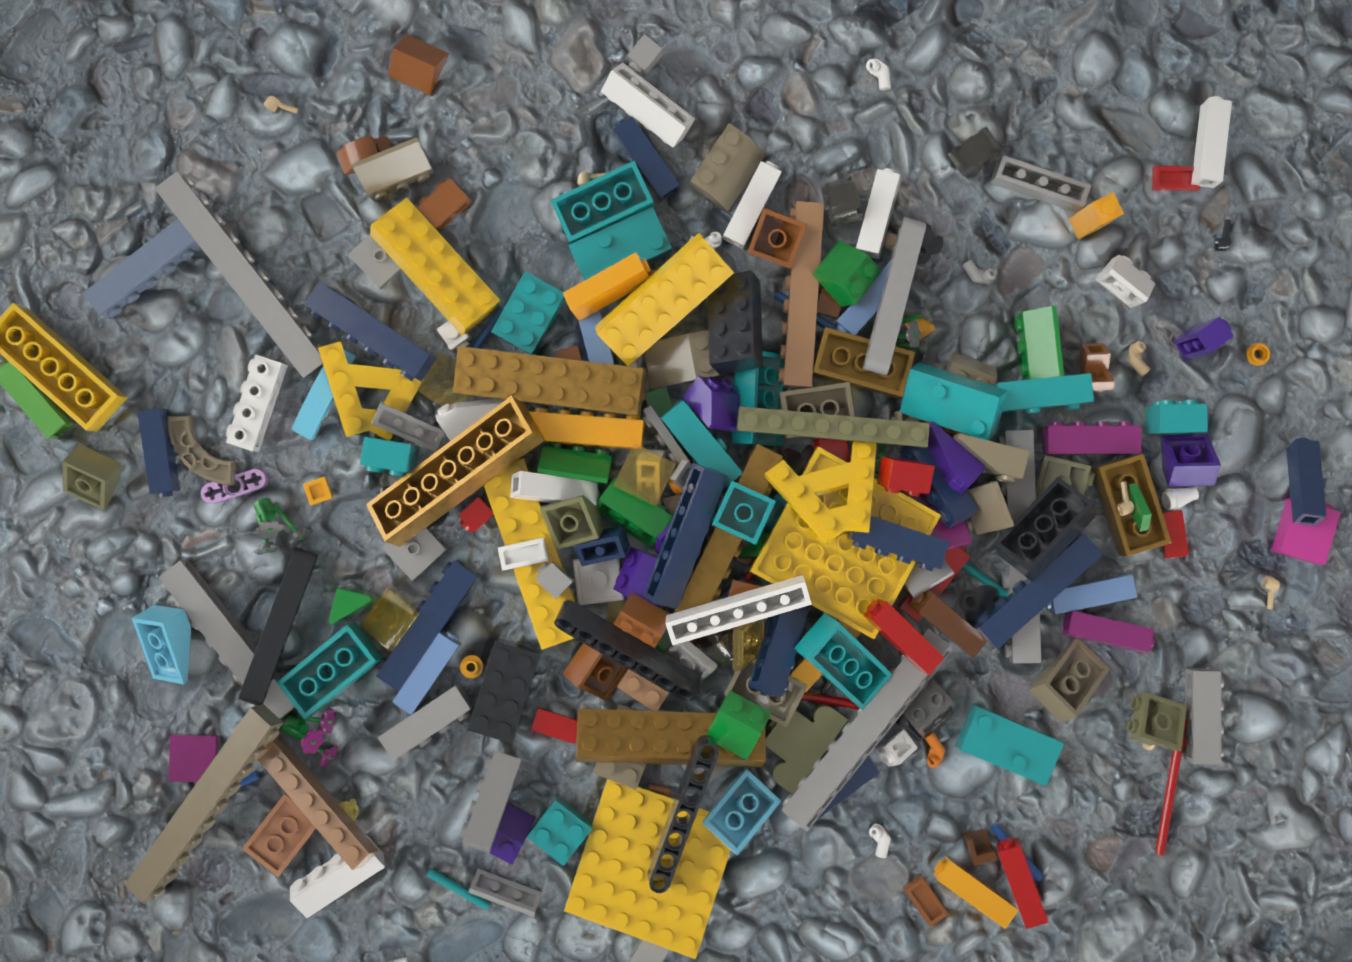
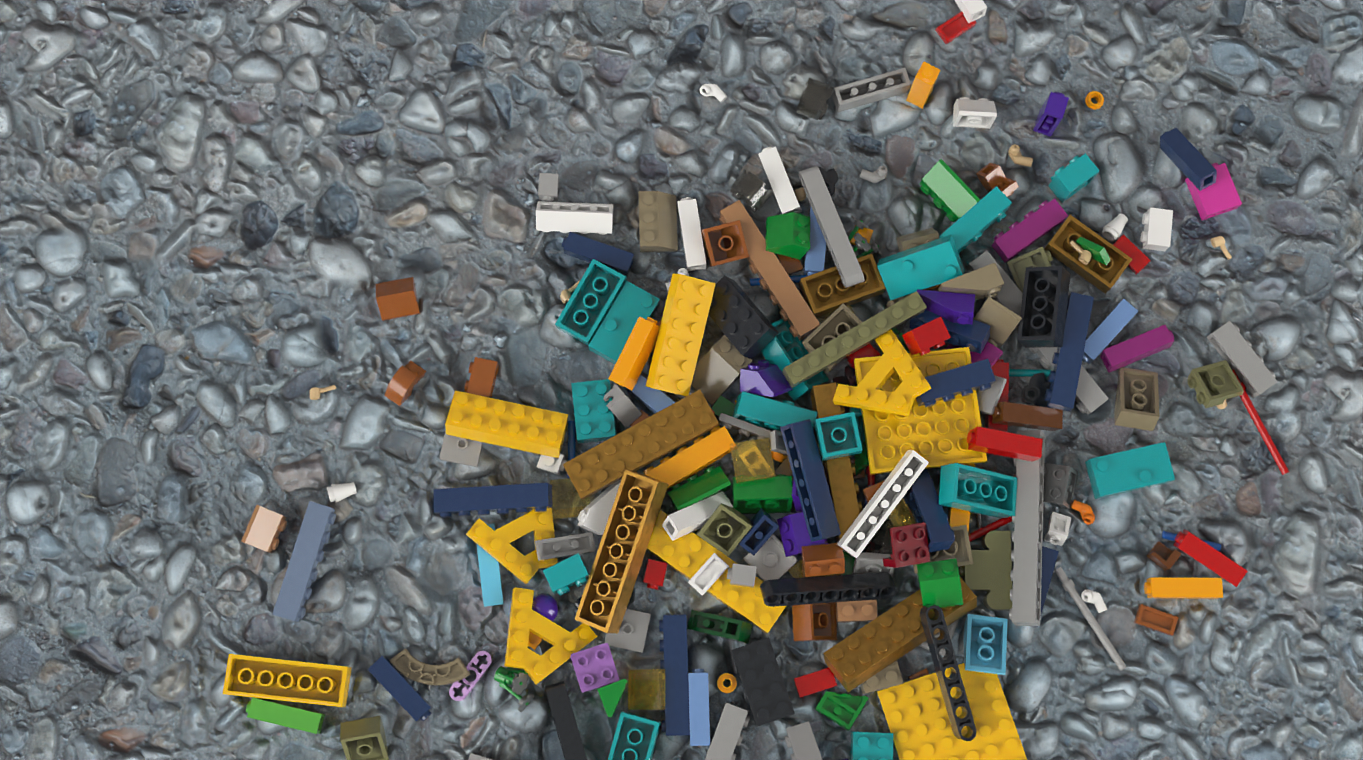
camera: 40 degrees left, 10 degrees down
(130, 204) = (264, 529): none -> slope
(233, 219) = (341, 491): none -> white cone
(240, 272) = (377, 521): light grey brick -> none
(256, 403) = (446, 605): white brick -> none
(318, 470) = (526, 620): none -> yellow plate
(347, 471) = (545, 605): none -> dark purple hair
(353, 564) = (594, 667): none -> medium lavender bracket
(394, 169) = (432, 378): slope -> none
(503, 610) = (720, 626): none -> dark green slope
(558, 329) = (622, 406): none -> light grey hinge
(562, 767) = (841, 708): none -> green wing
(732, 668) = (908, 546): none -> dark red bracket
(865, 810) = (1068, 585): none -> light grey bar
(904, 724) = (1049, 508): black hand -> none
(1189, 460) = (1103, 199): dark purple slope -> none
(1219, 529) = (1157, 229): none -> white brick
(1223, 243) = (1018, 44): black hand -> none

